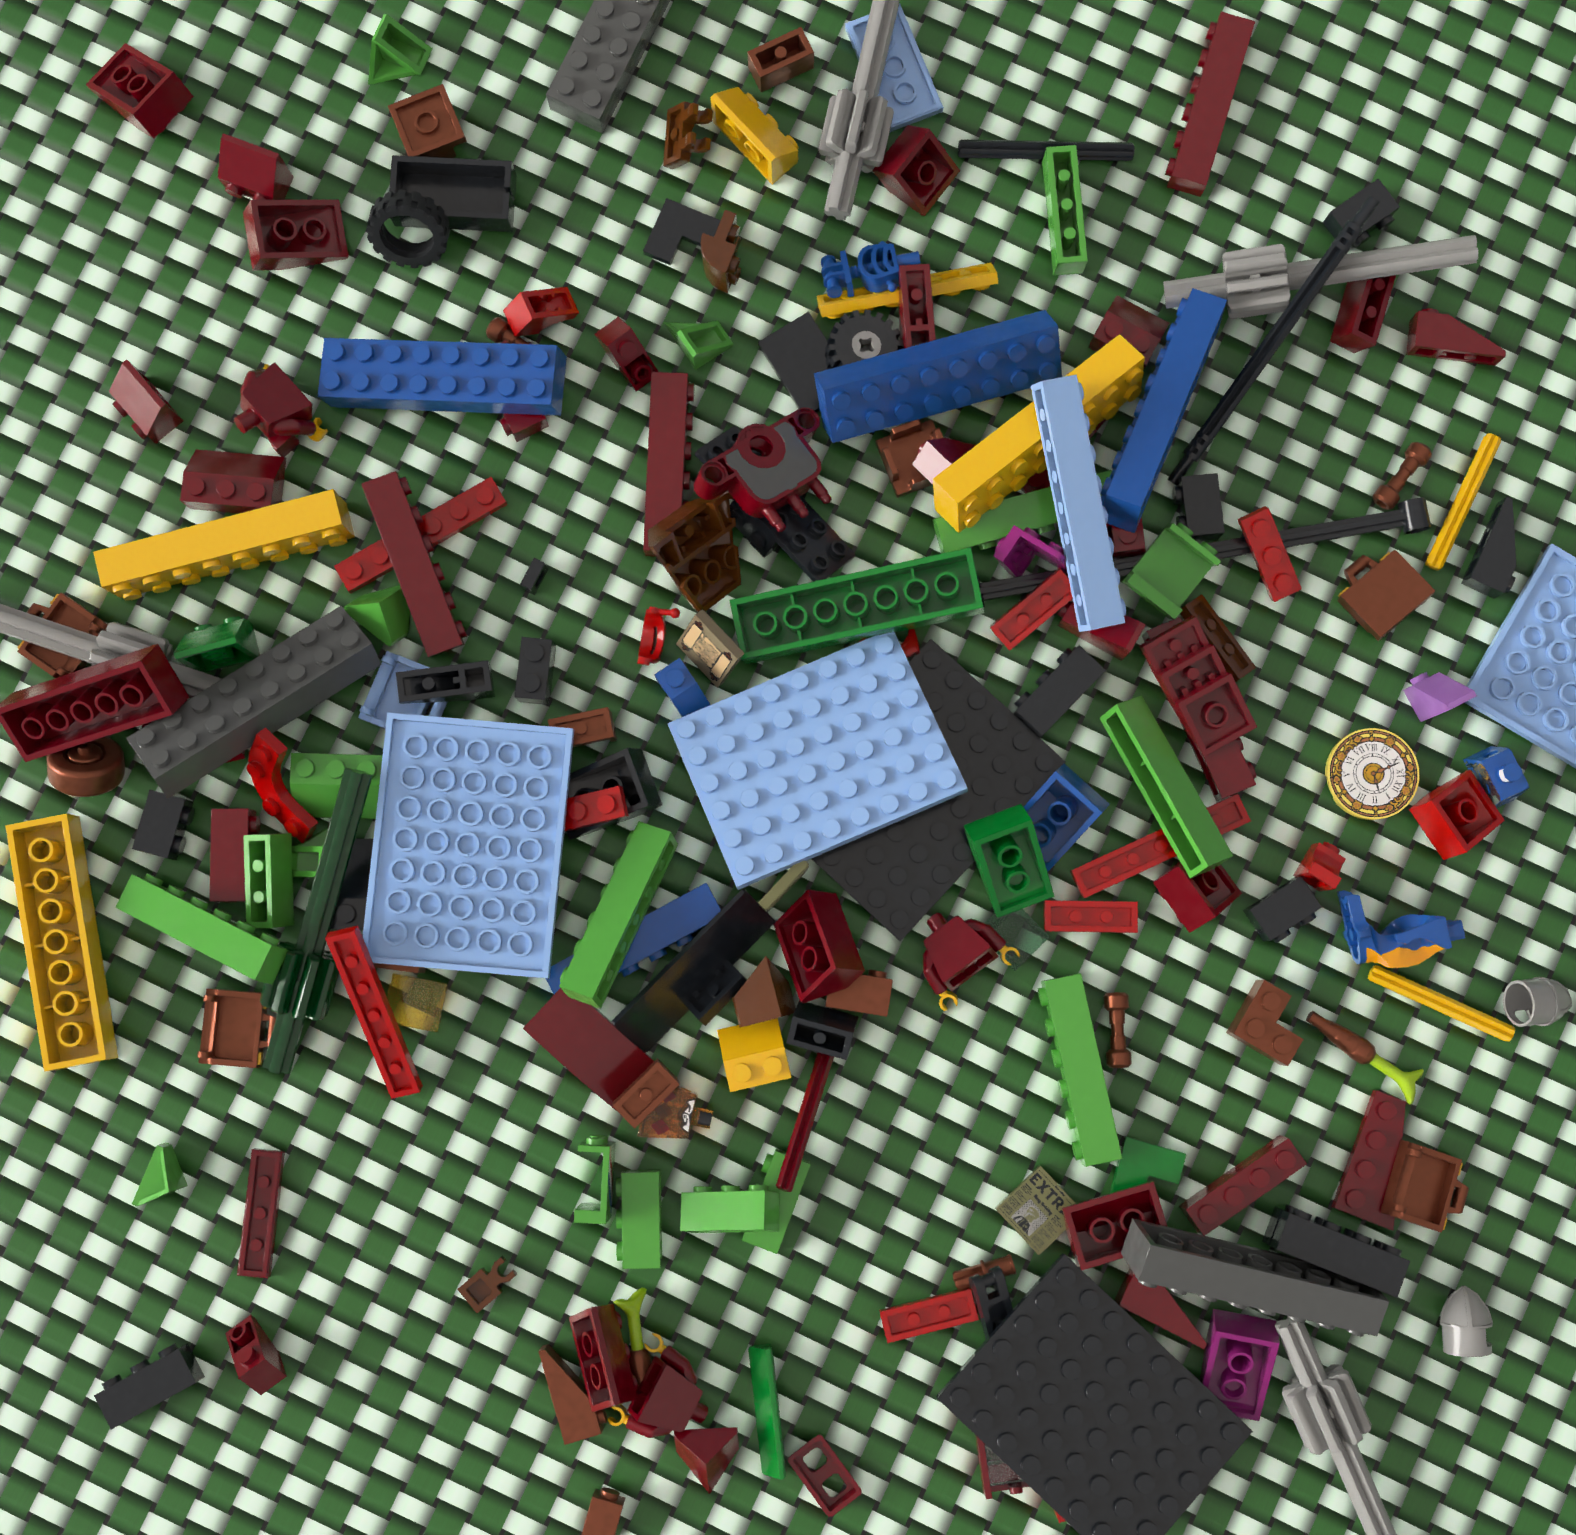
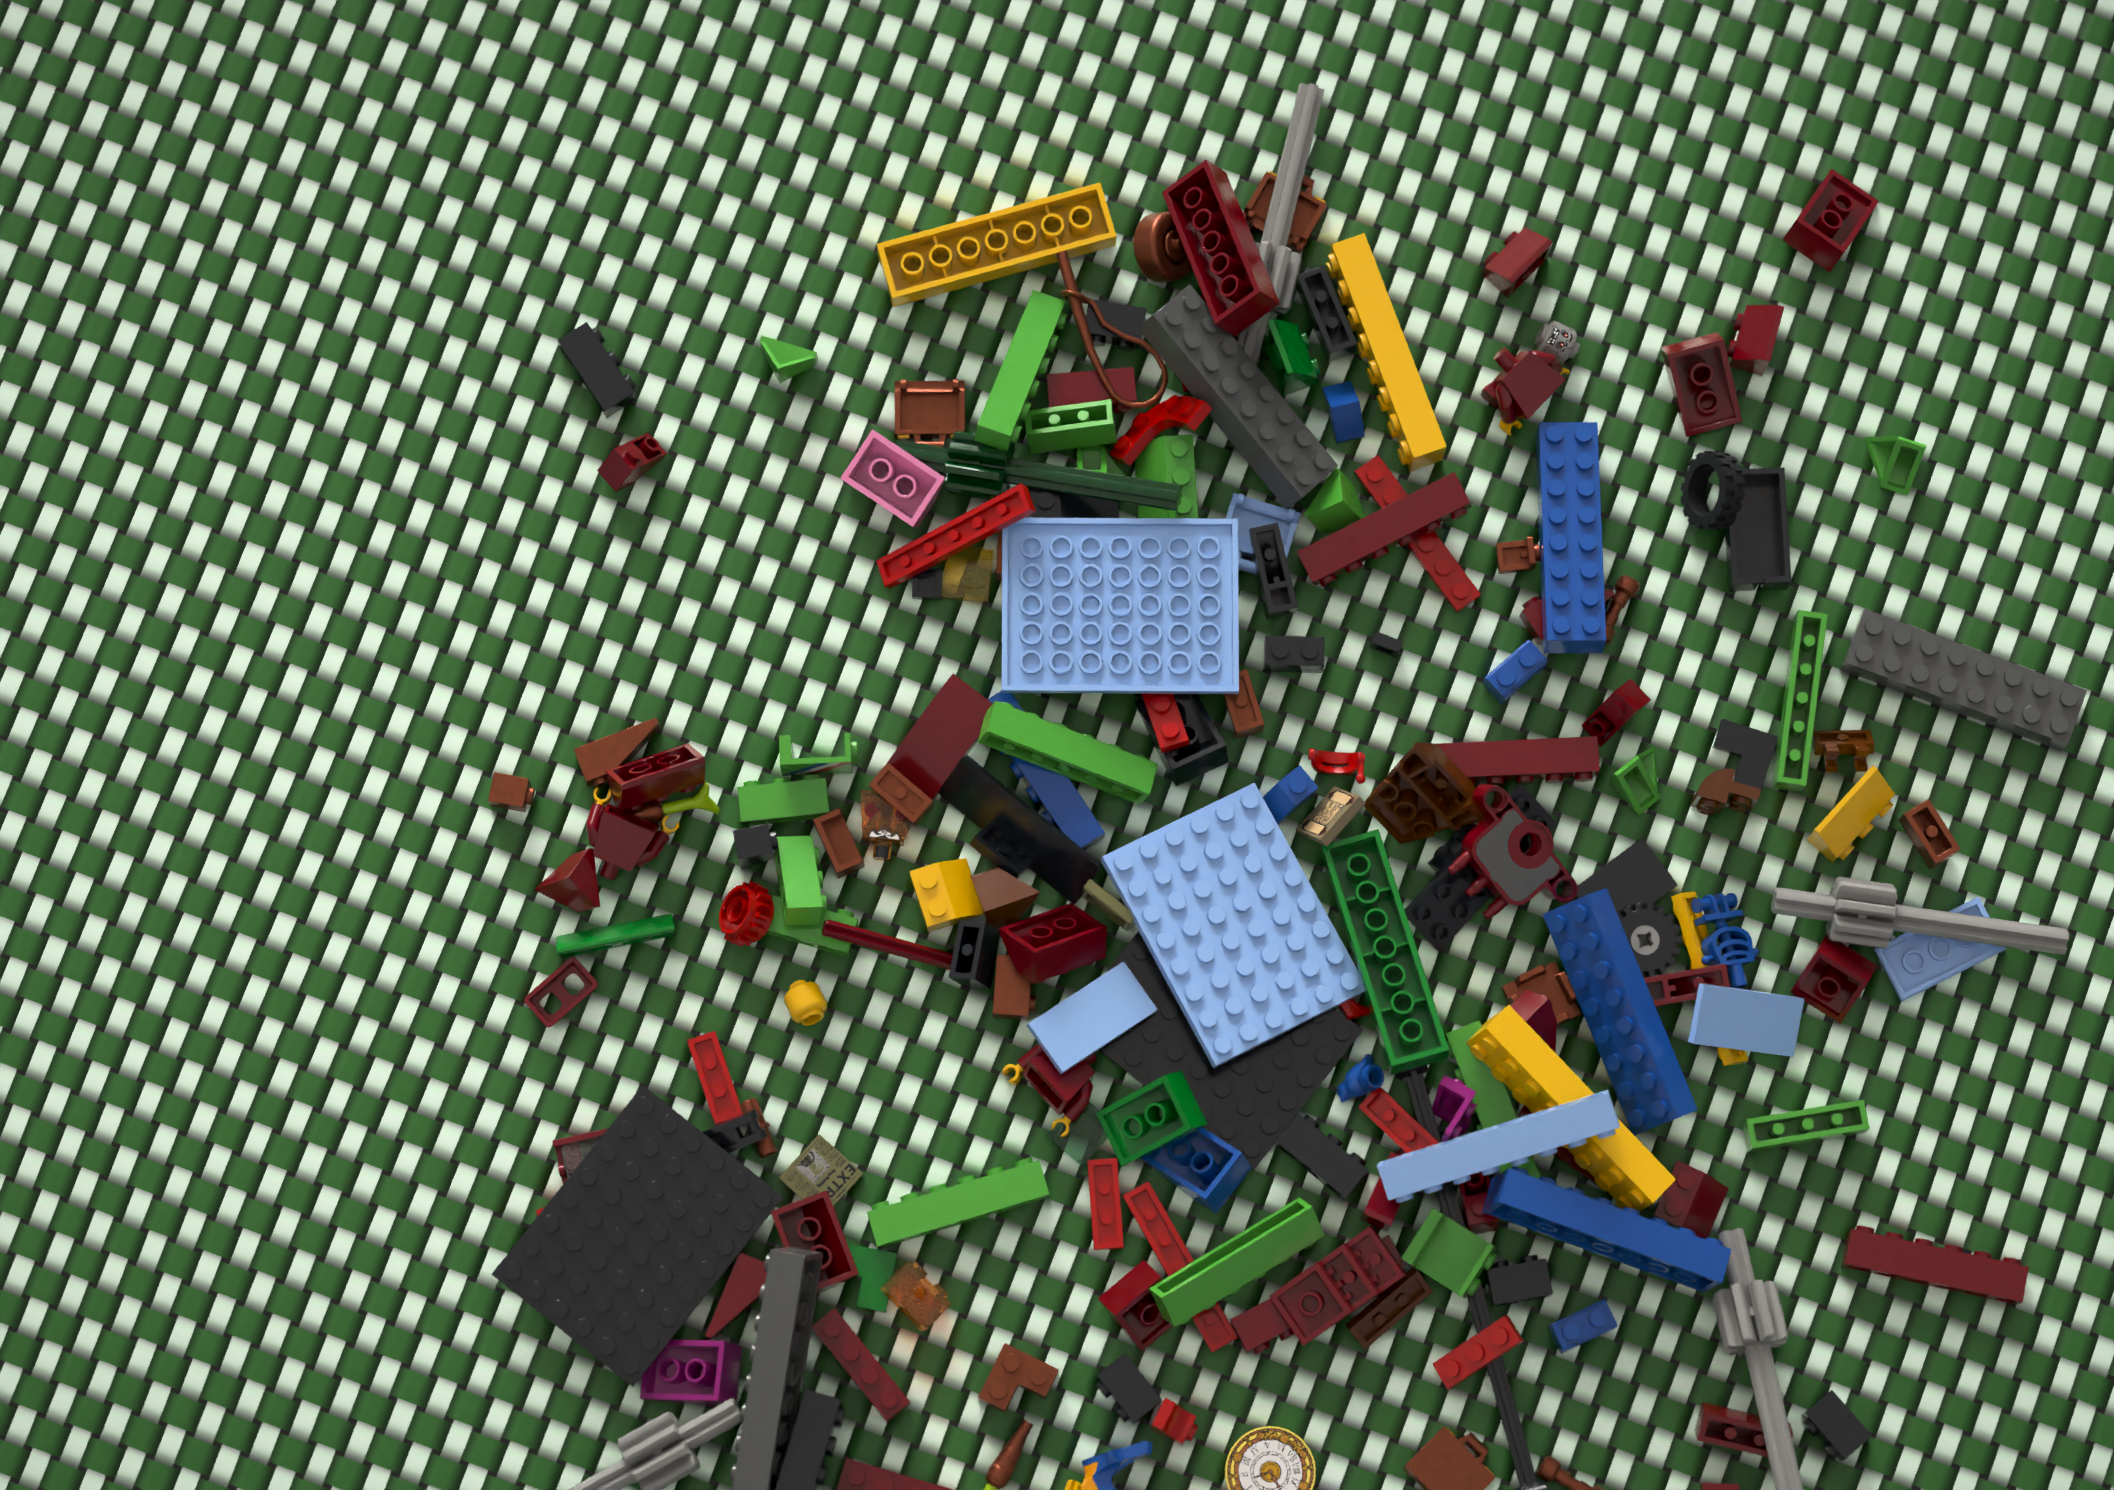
camera: 80 degrees right, 5 degrees down
(132, 862) = (1076, 300): none -> copper piece
(177, 603) = (1326, 314): none -> black brick
(231, 371) = (1557, 340): none -> light grey head
(232, 481) = (1451, 352): dark red slope -> none
(261, 1213) = (760, 452): dark red tile -> none
(284, 596) = (1344, 411): none -> blue slope
(305, 1073) = (894, 479): none -> bright pink slope
(423, 1045) = (927, 585): none -> black tile
(428, 124) = (1822, 499): copper panel -> none
(455, 435) = (1517, 556): none -> copper bracket
(484, 1286) = (709, 662): reddish brown plate -> none
(539, 309) = (1650, 625): red arch -> none
(576, 449) = (1515, 672): none -> blue brick
(633, 169) = (1800, 701): none -> bright green brick
(687, 1256) = (754, 845): none -> black slope
(690, 1163) = (838, 843): none -> copper panel
(760, 1270) = (746, 914): none -> red gear
(857, 1212) = (805, 1002): none -> yellow head
(901, 913) = (1092, 1017): none -> light blue tile
(956, 254) = (1746, 1020): none -> light blue tile
(982, 644) = (1361, 1079): none -> blue animal
(1035, 149) = (1869, 1093): black axle -> none
(1118, 1055) = (1022, 1234): copper piece -> none
(1174, 1121) = (916, 1295): none -> clear orange brick
(1248, 448) = (1582, 1326): none -> blue brick
(1274, 339) = (1689, 1335): black axle -> none

